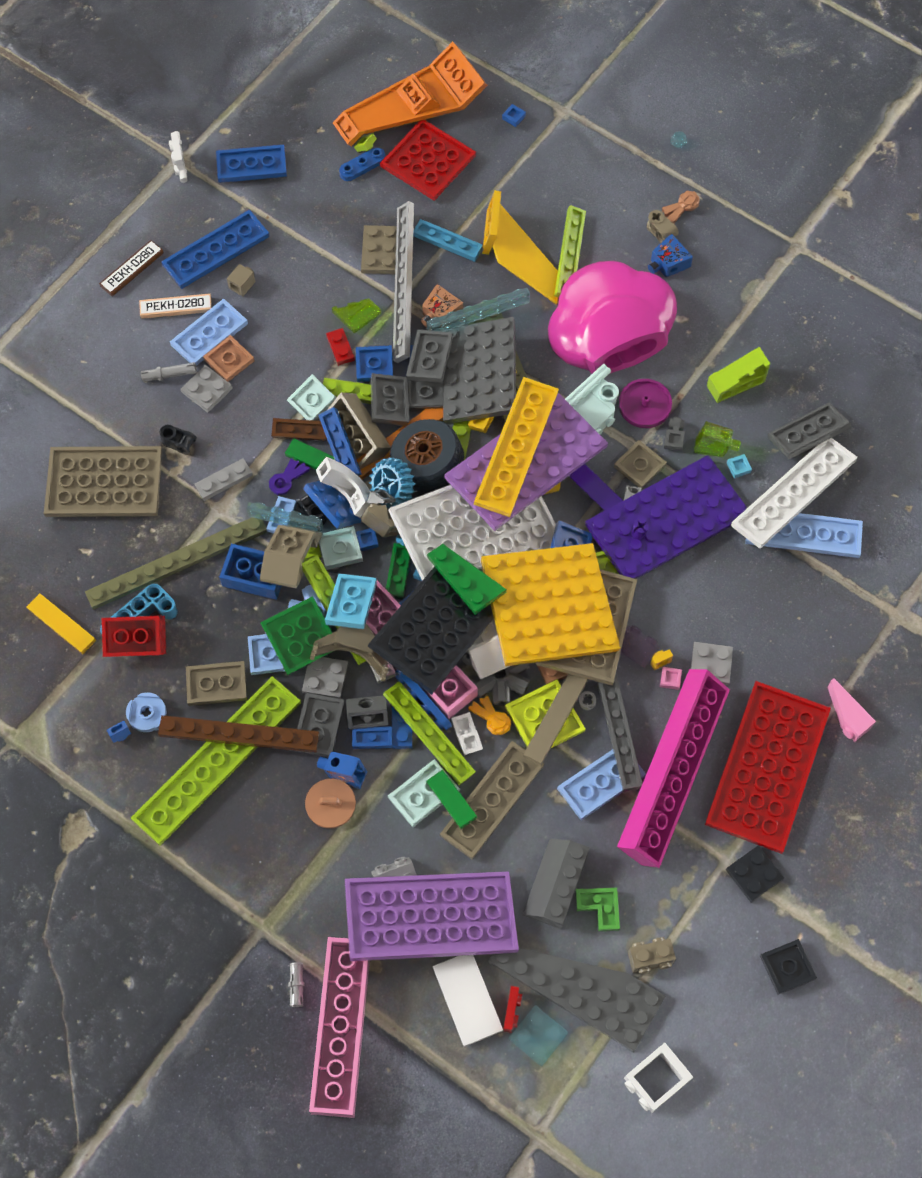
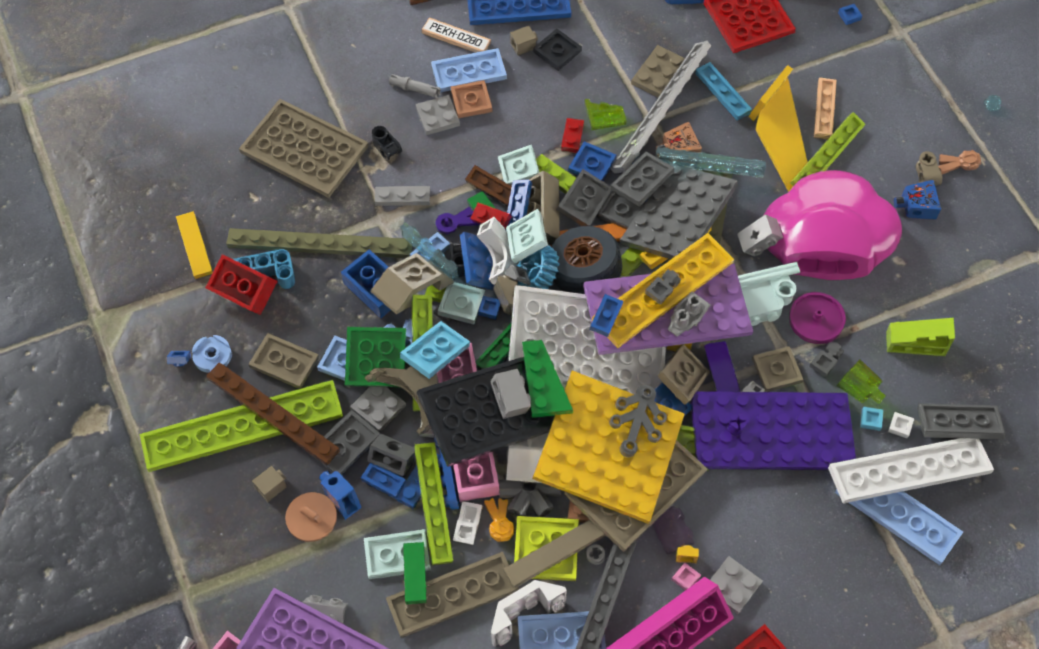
camera: 30 degrees right, 5 degrees down
(276, 795) = (270, 483): none -> dark tan brick
(277, 273) = (557, 49): none -> black plate
(313, 458) = (484, 213): none -> red plate
(366, 459) = (526, 236): none -> light aqua tile
(446, 603) = (510, 393): none -> light grey brick
(486, 493) = (606, 315): none -> blue plate
(517, 443) = (660, 290): none -> dark grey plate
(542, 213) = (825, 108): none -> light nougat tile
(549, 456) = (688, 314): none -> light grey connector
(559, 356) = (760, 235): none -> light grey brick
(562, 566) = (639, 416): none -> dark grey plant
(570, 510) = (683, 374): none -> dark tan plate
(572, 756) = (550, 596): none -> white slope
(765, 459) = (901, 425): none -> white plate

